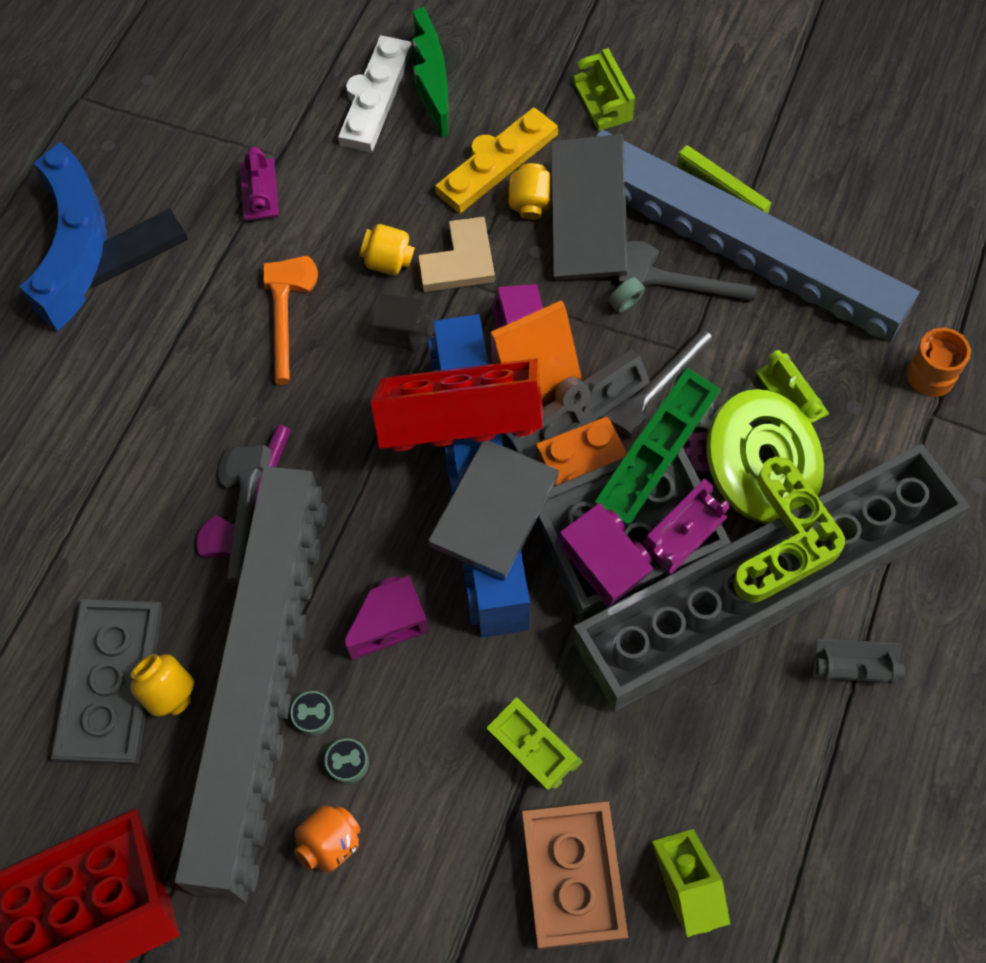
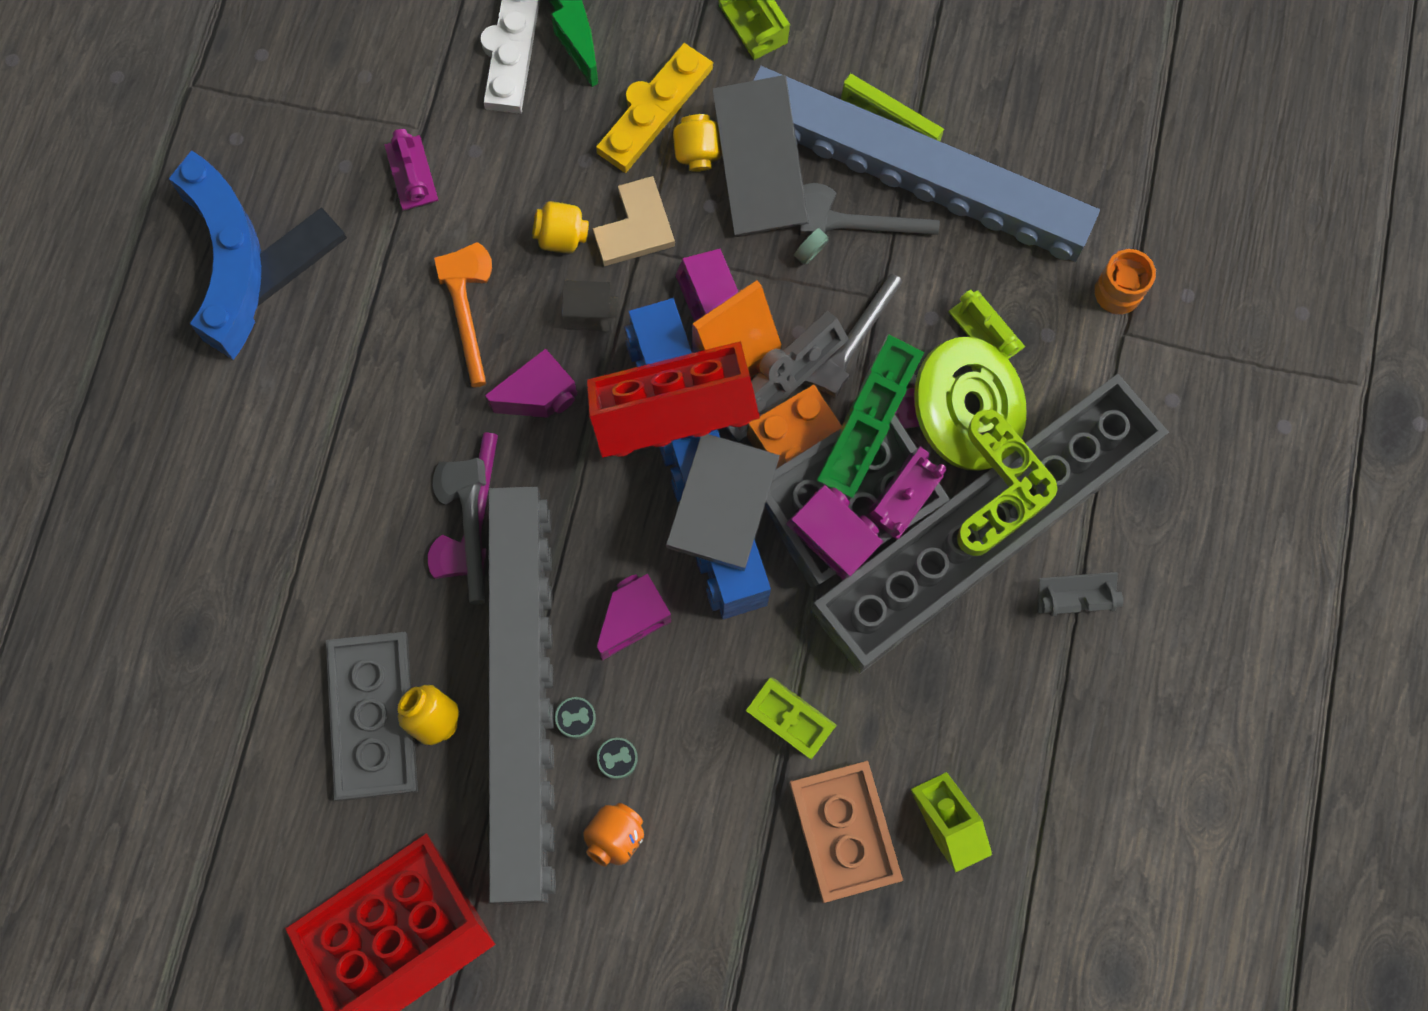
camera: 15 degrees left, 10 degrees up
(332, 390) = (534, 389): none -> magenta slope

